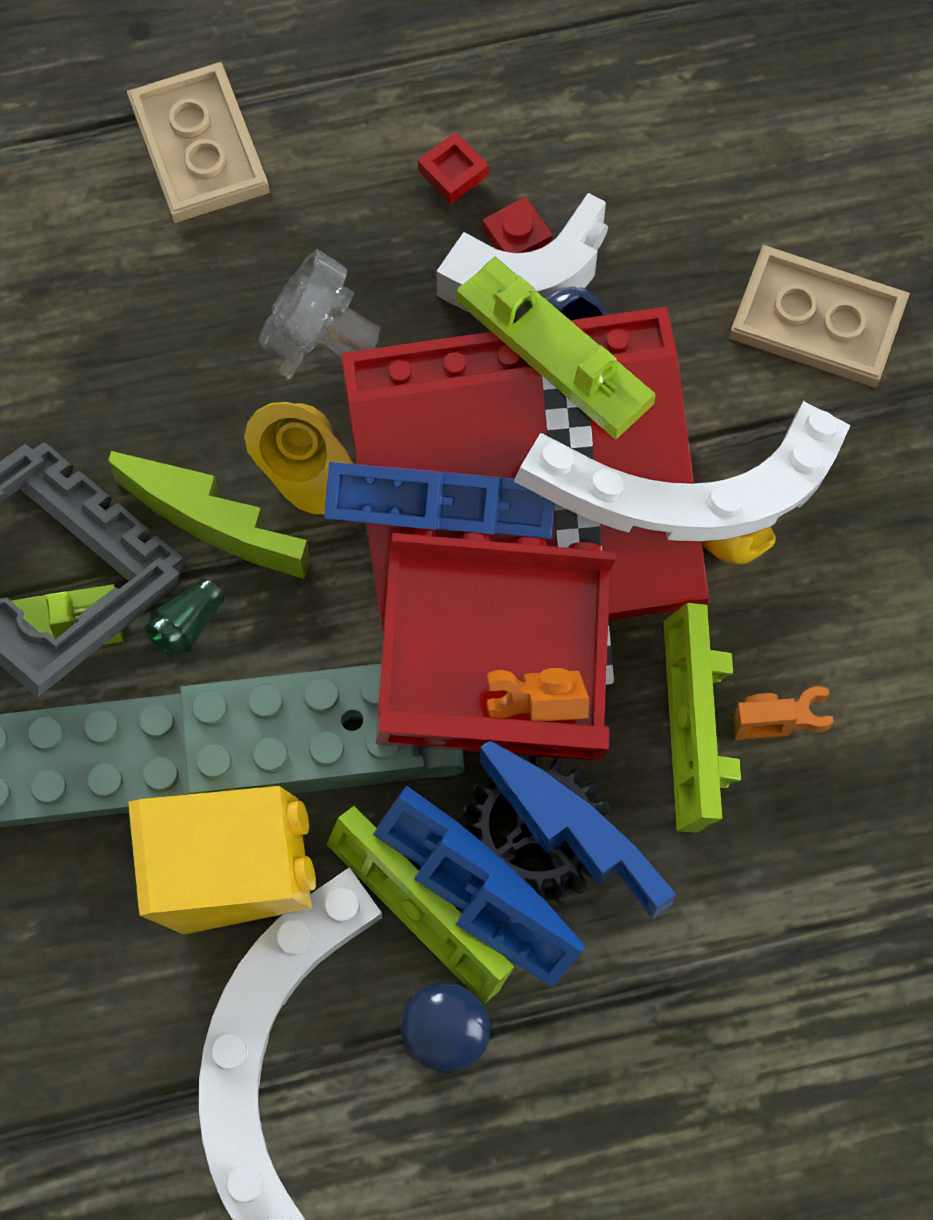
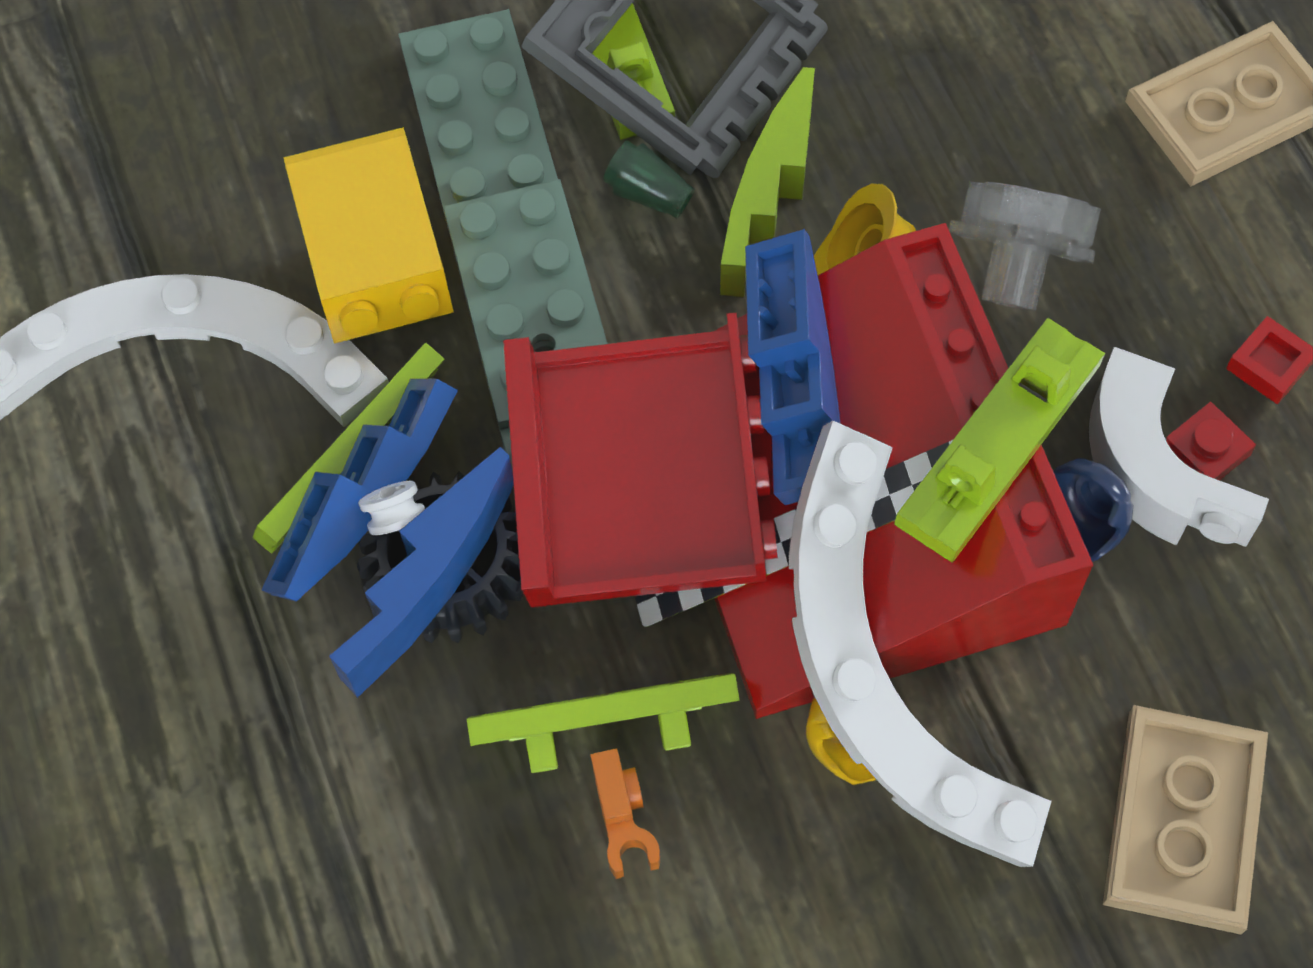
camera: 85 degrees right, 5 degrees down
(445, 1027) = (221, 497): dark blue hair -> none
(503, 849) = (391, 507): none -> white bush
(544, 695) = (577, 519): orange plate -> none

